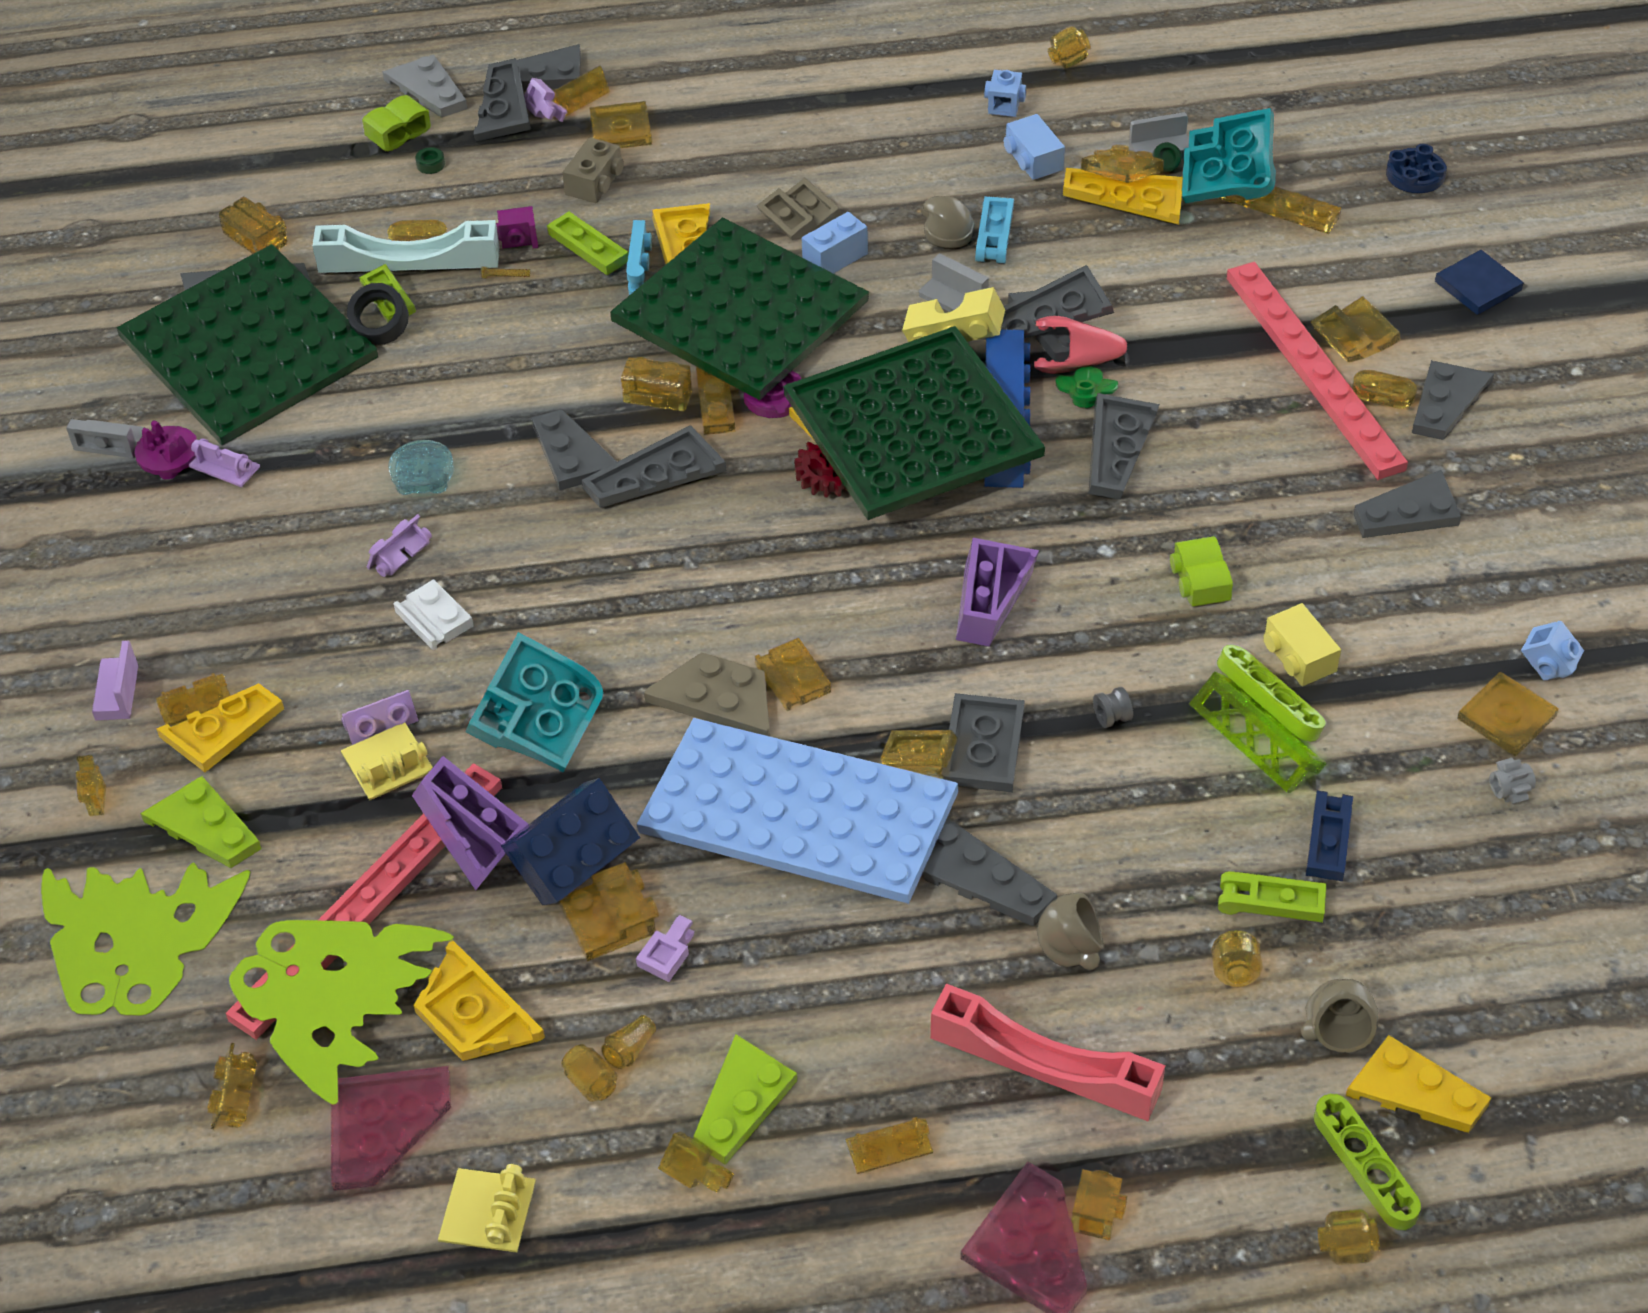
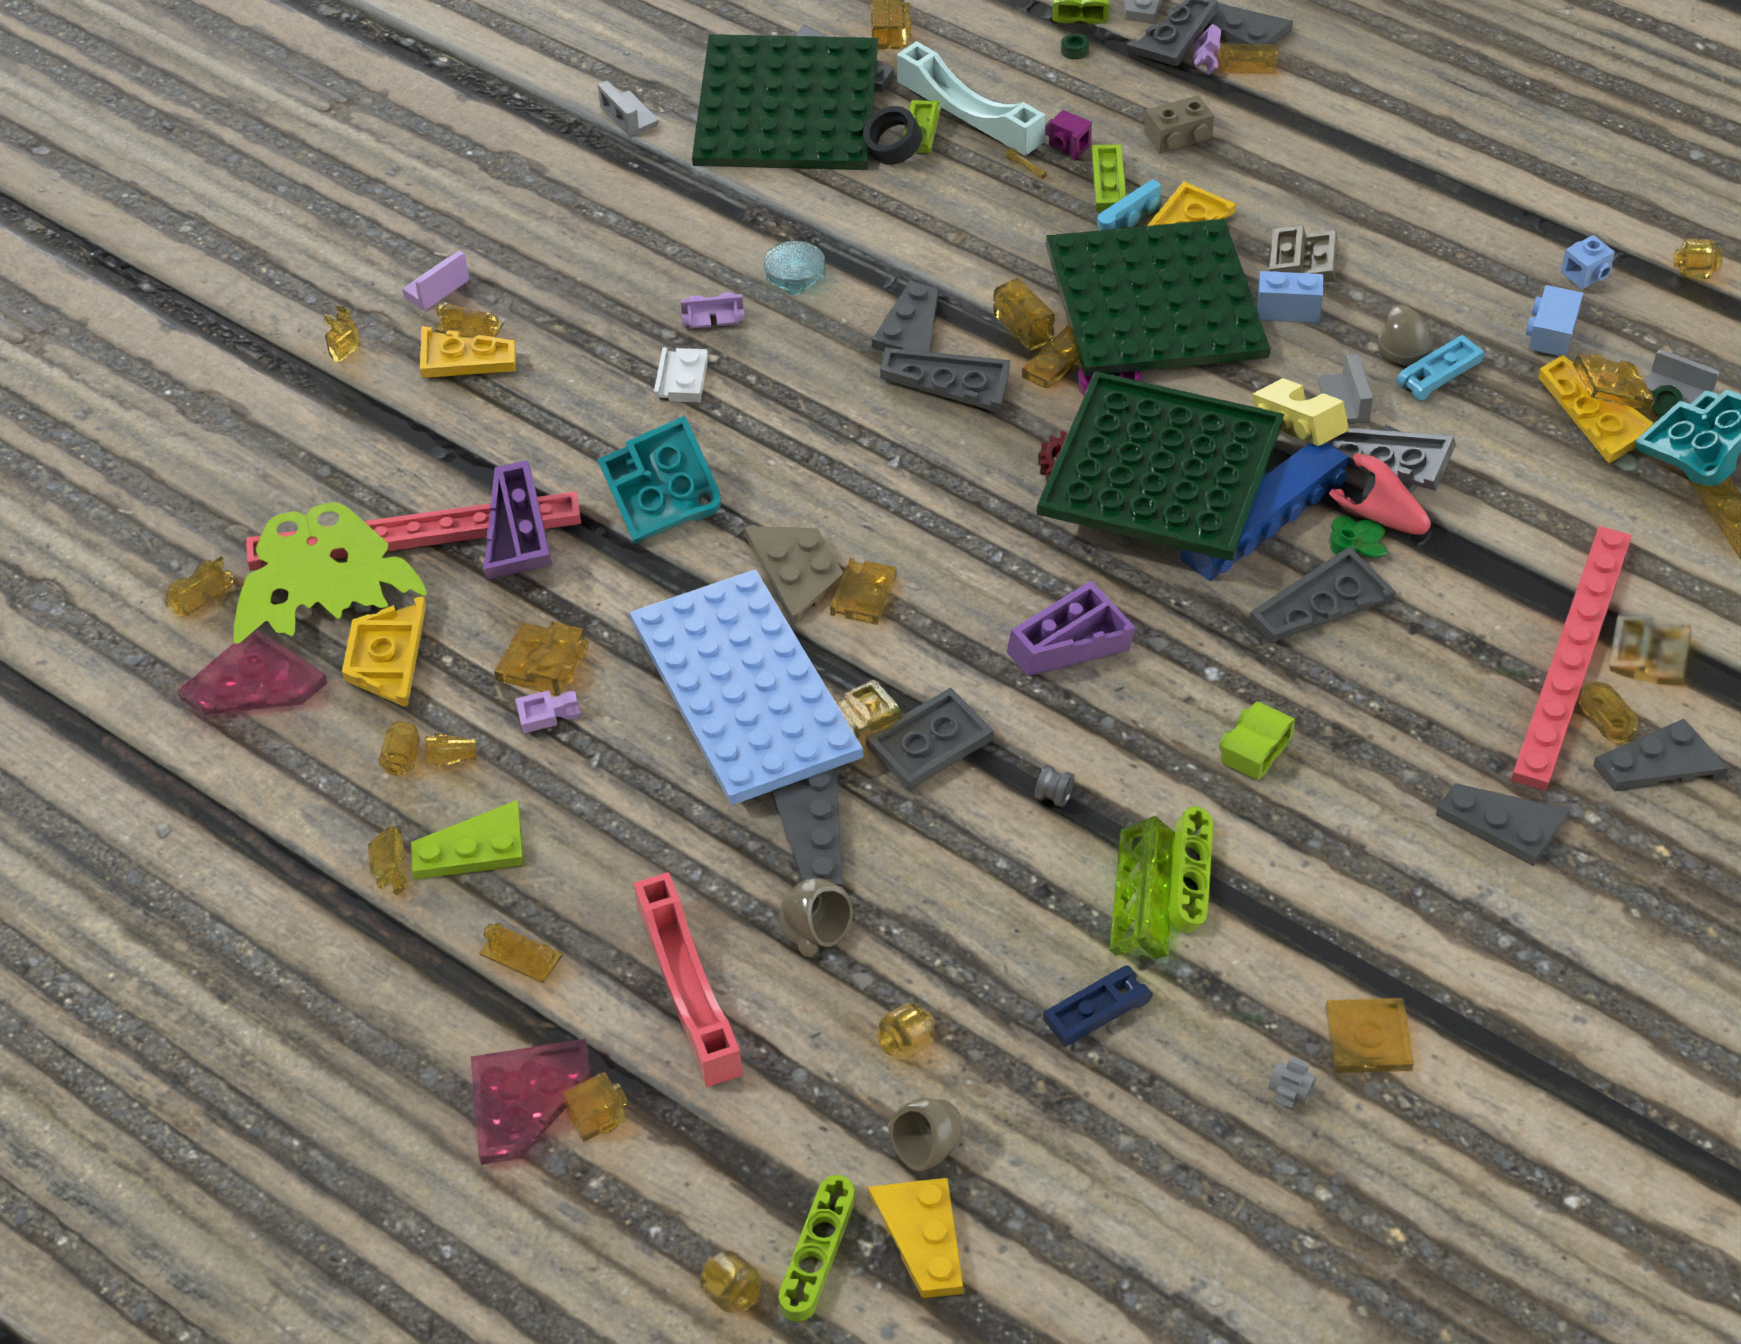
camera: 45 degrees right, 0 degrees up
(141, 931) = (274, 453): lime piece -> none
(165, 450) = (651, 143): magenta plate -> none
(206, 821) = (384, 410): lime wing -> none
(222, 463) = (673, 175): lavender hinge -> none
(379, 716) = (561, 418): lavender hinge -> none
(387, 760) = (540, 446): light yellow hinge -> none
(415, 230) = (995, 90): clear yellow plate -> none
(488, 1209) = (245, 784): light yellow hinge -> none
(570, 841) = (561, 586): dark blue piece -> none
(622, 124) = (1248, 104): clear yellow tile -> none
(1272, 896) = (995, 1014): lime plate -> none
(1301, 644) = (1261, 852): light yellow brick -> none
(1552, 650) = (1461, 1014): light blue brick -> none

